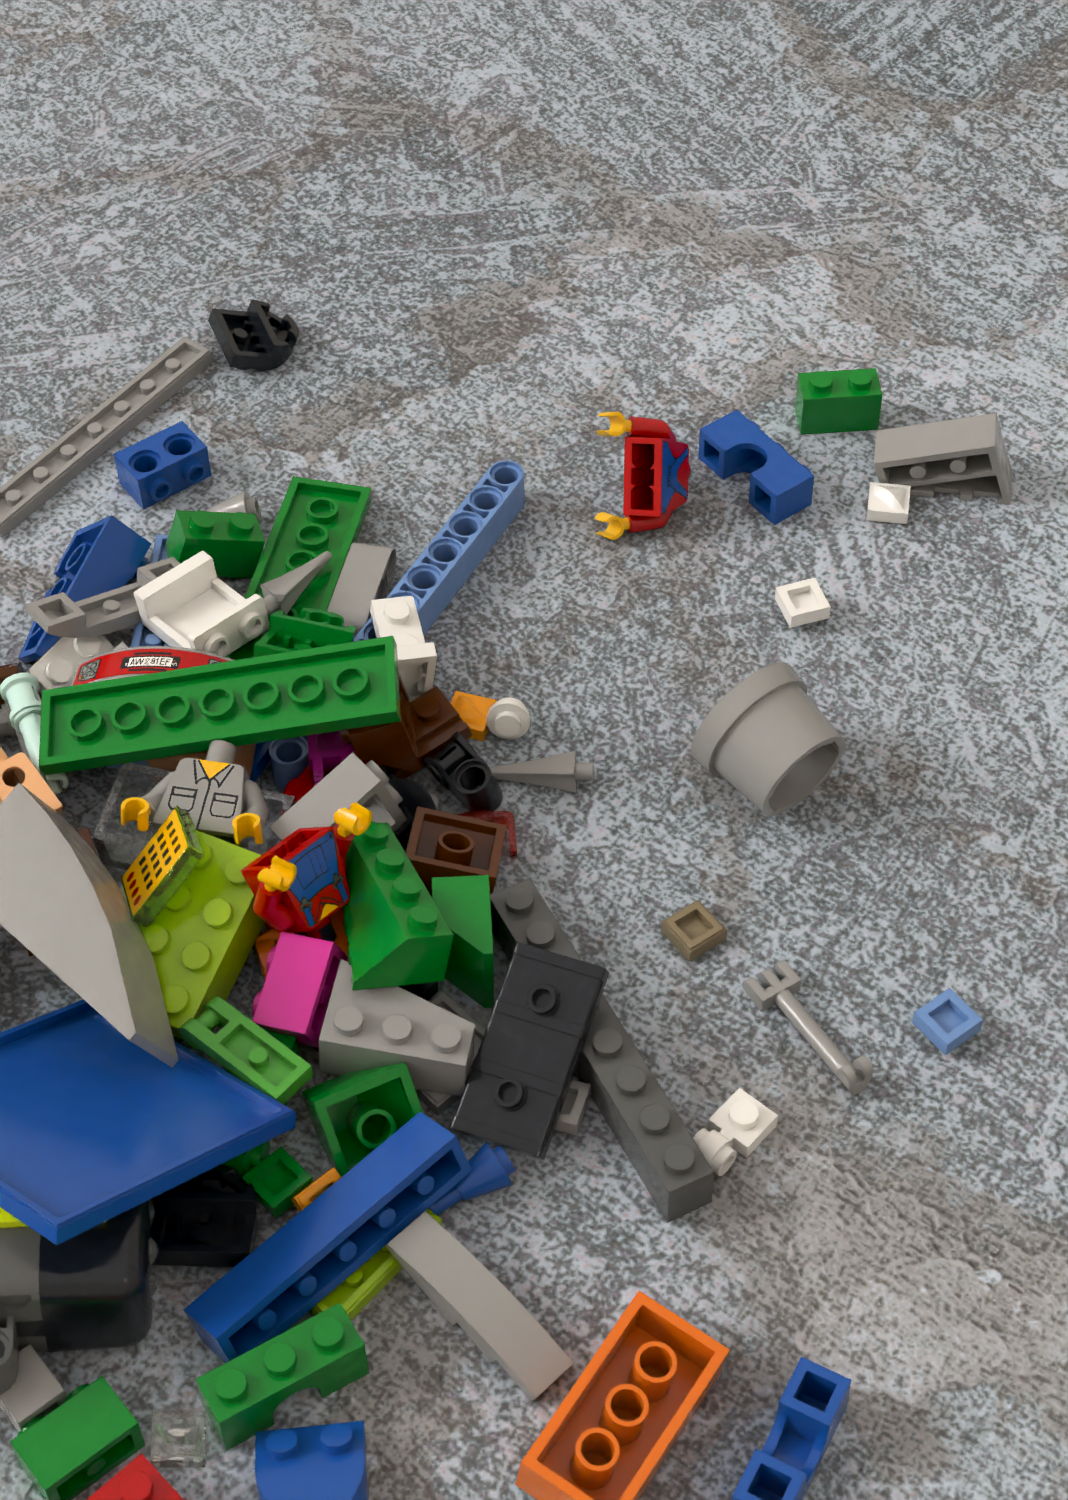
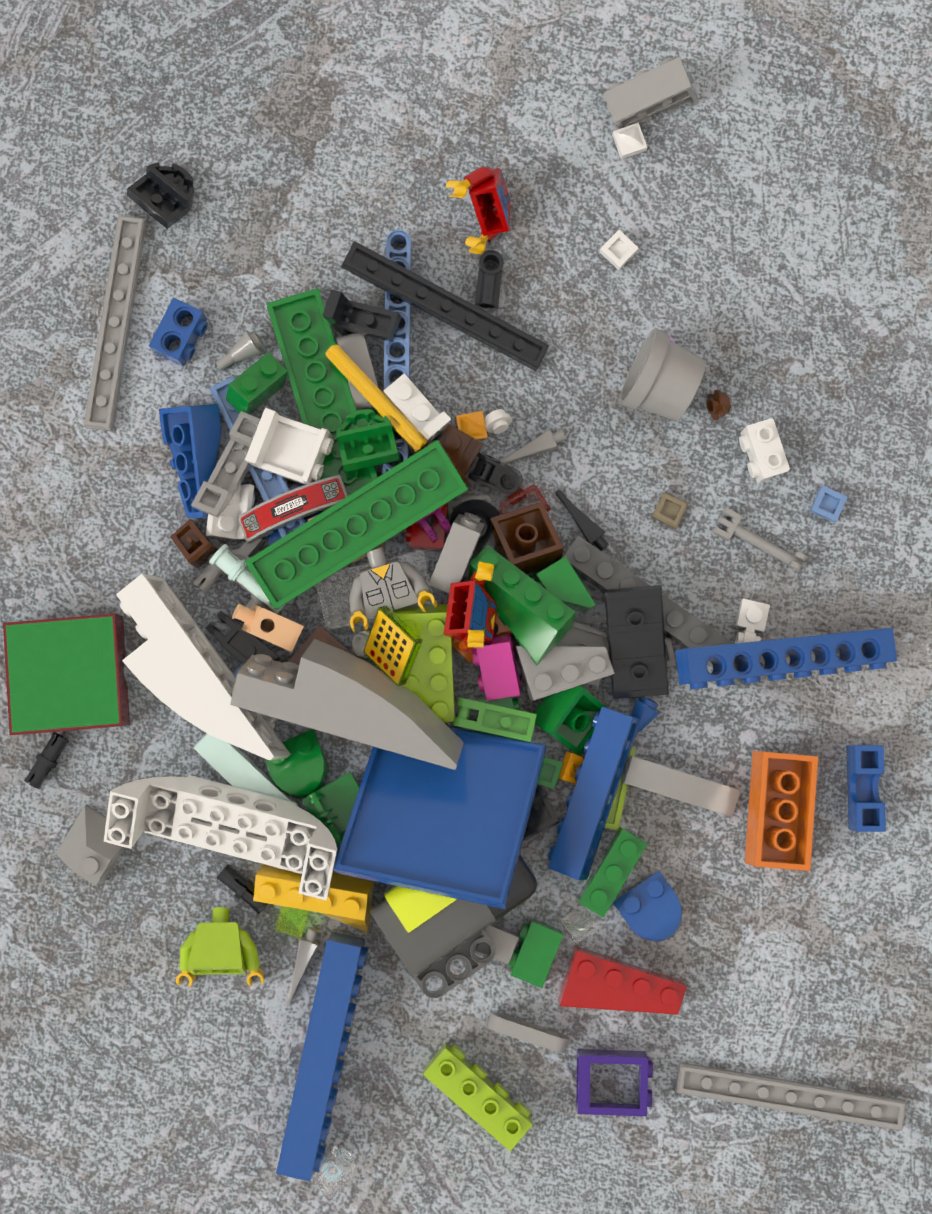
camera: 25 degrees left, 35 degrees up
(285, 590) = (324, 407): light grey piece -> none
(351, 587) = (376, 397): none -> yellow axle
(393, 523) = (360, 318): none -> black bracket
(524, 564) = (444, 306): none -> black tile
(555, 891) = (590, 531): none -> black piece
(604, 562) = (489, 281): none -> black piece
(777, 480) = (522, 139): blue arch -> none
(785, 1163) = (877, 643): none -> blue brick
(838, 401) = (564, 73): green brick -> none
(842, 826) = (718, 404): none -> reddish brown plate
(880, 899) = (764, 450): none -> white bracket

